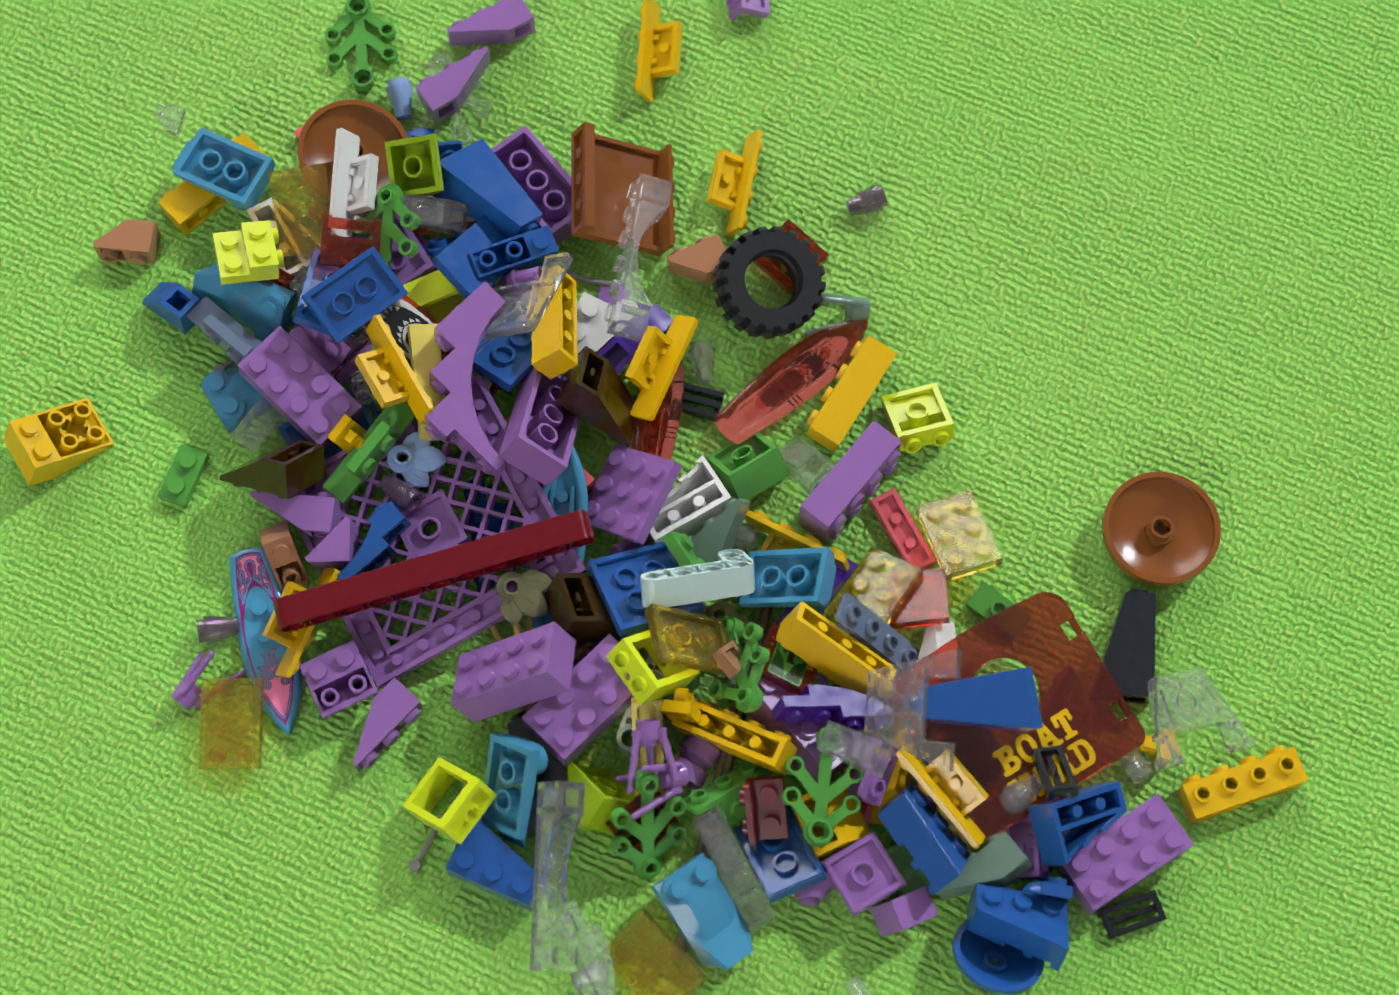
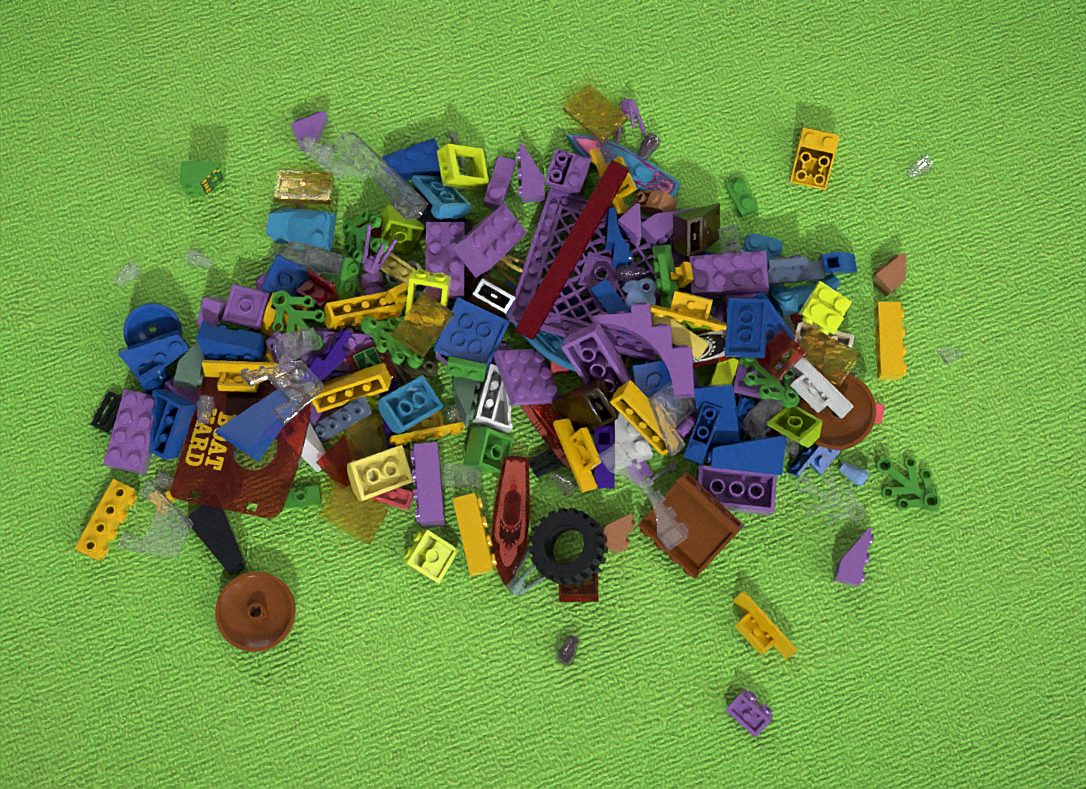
camera: 130 degrees right, 5 degrees up
(224, 168) = (888, 343): dark azure slope -> none
(424, 749) = (499, 183): none -> medium lavender slope
(450, 88) = (834, 497): medium lavender slope -> none
(455, 480) = (609, 298): none -> blue tile
(526, 597) = (521, 280): olive plate -> none
(649, 733) = (396, 265): medium lavender plant -> none
(700, 582) = (444, 356): light aqua beam -> none
(727, 659) = (398, 335): medium nougat tile -> none
(733, 180) = (646, 593): yellow bracket -> none
(893, 540) = (380, 472): none -> light yellow slope
(1059, 788) = (184, 420): black tile -> none

